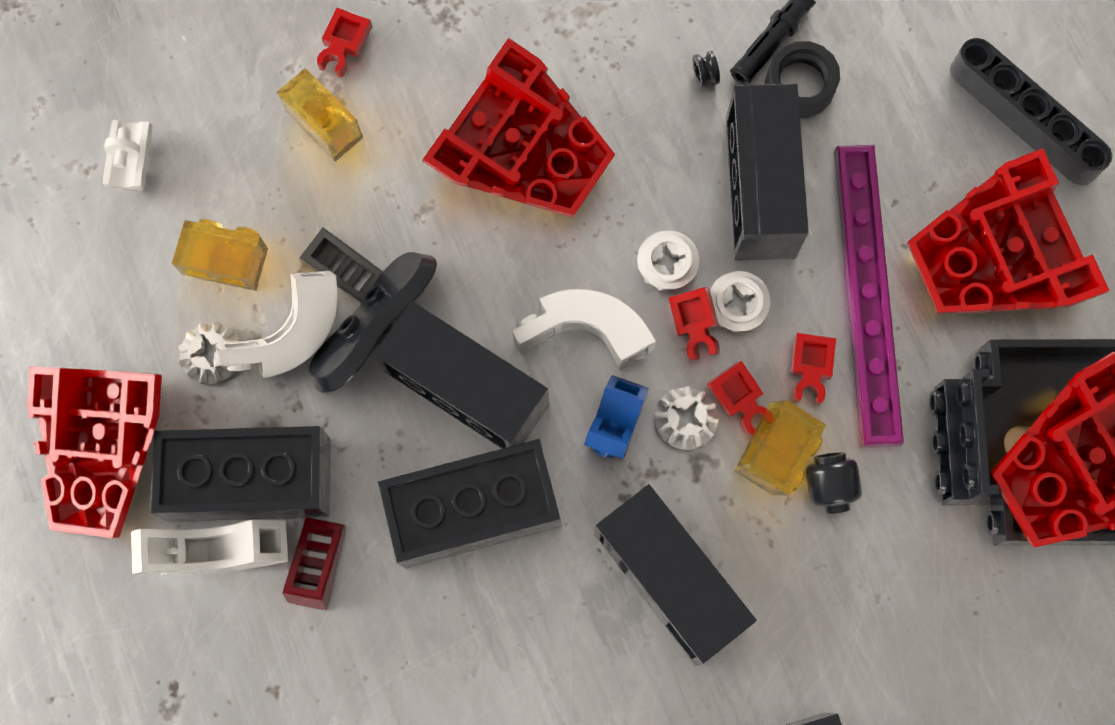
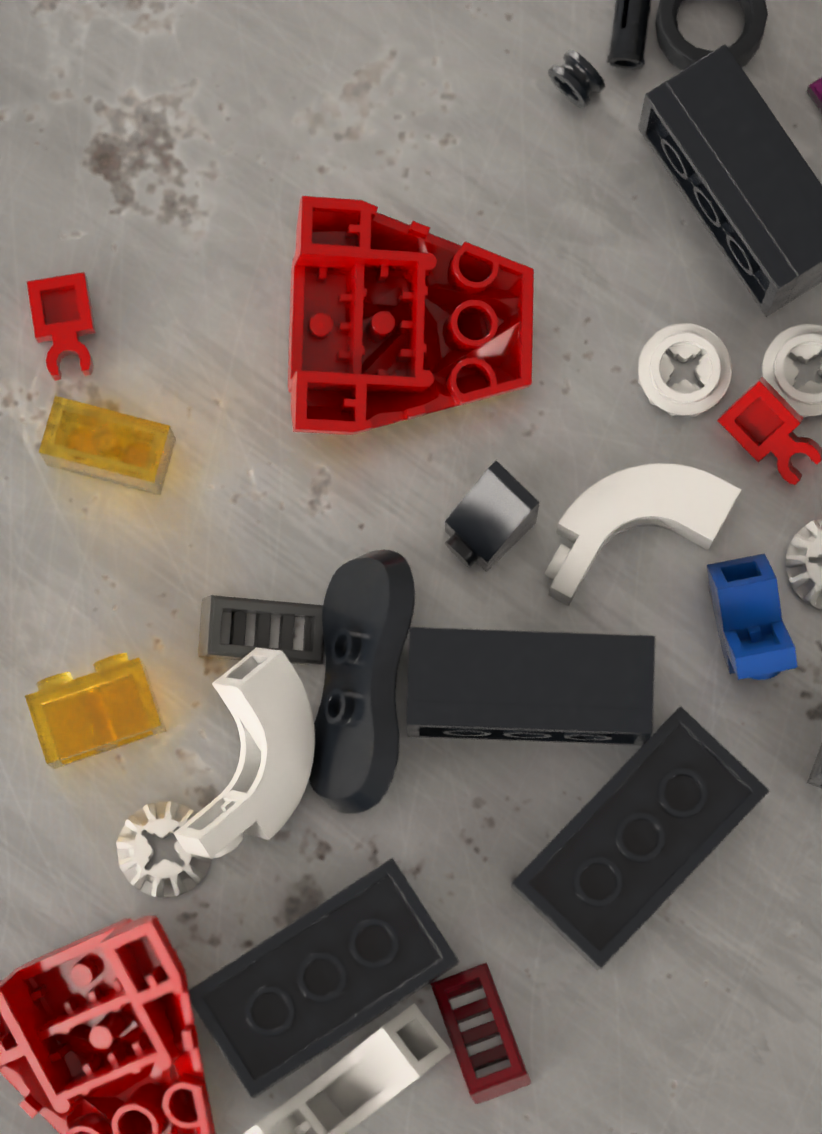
camera: 30 degrees left, 5 degrees up
(503, 275) = (490, 518): none -> black slope

